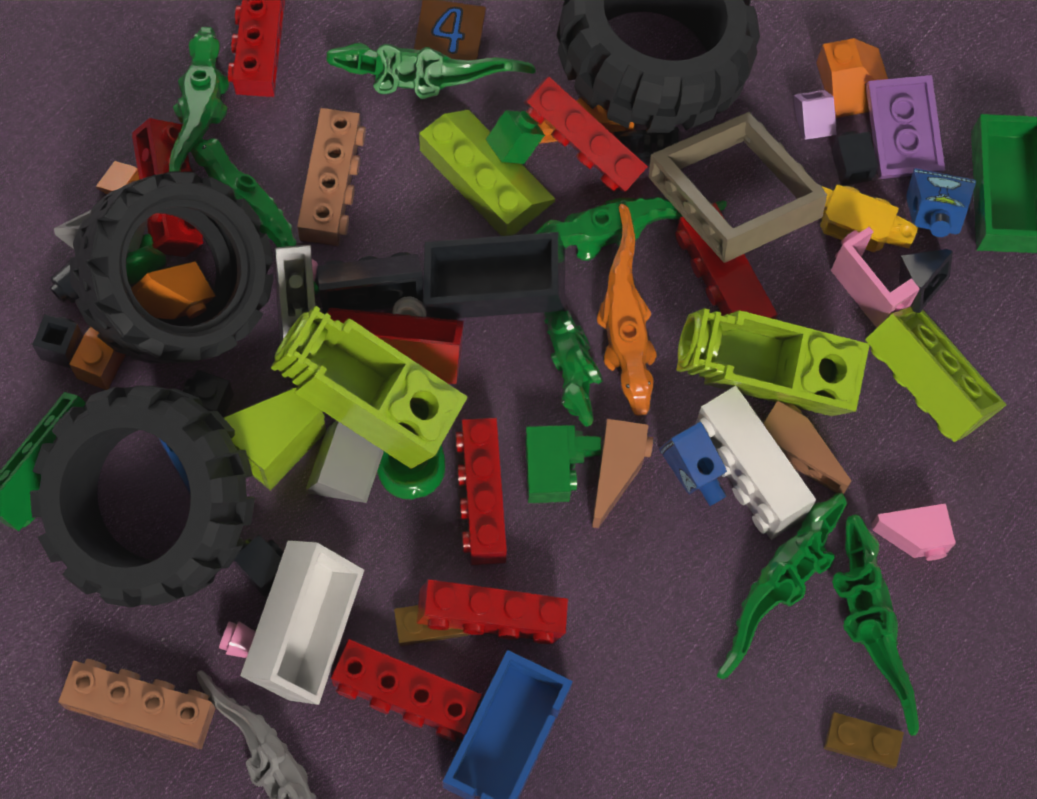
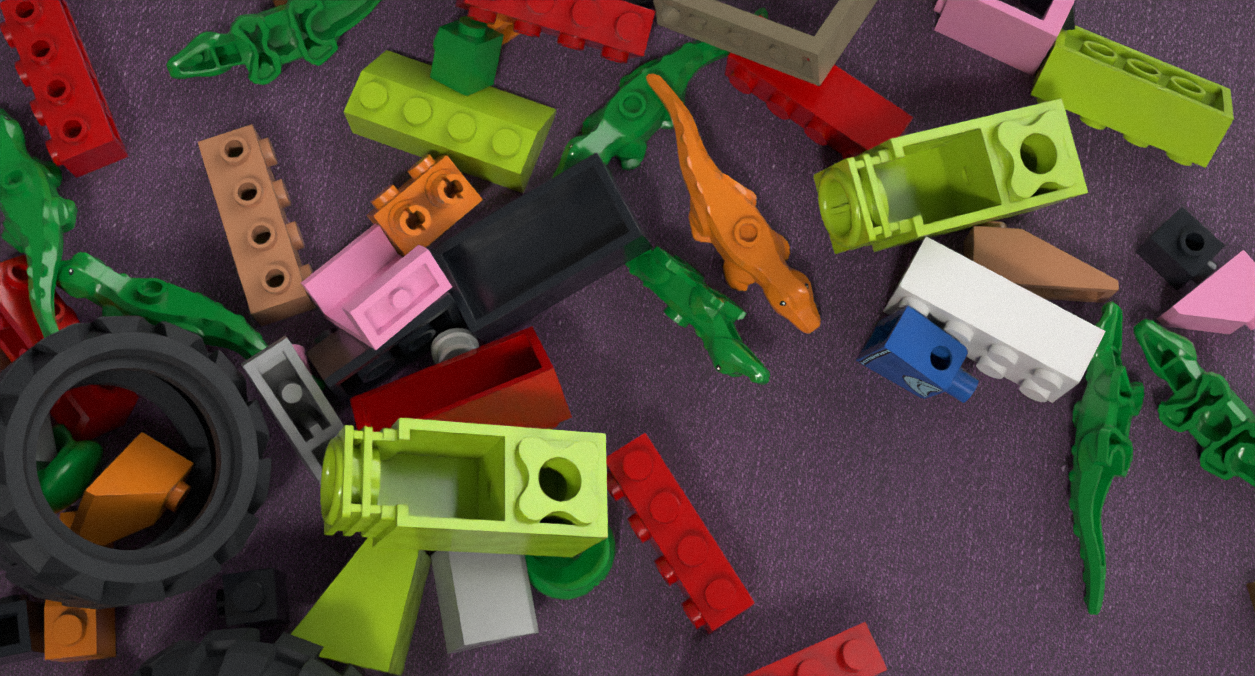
camera: 25 degrees left, 5 degrees up
(380, 246) = (374, 289): none -> bright pink panel
(437, 215) = (424, 204): none -> orange brick
(550, 456) = (736, 448): green hinge -> none
(621, 460) = (822, 400): nougat slope -> none
(908, 484) = (1181, 250): none -> black brick

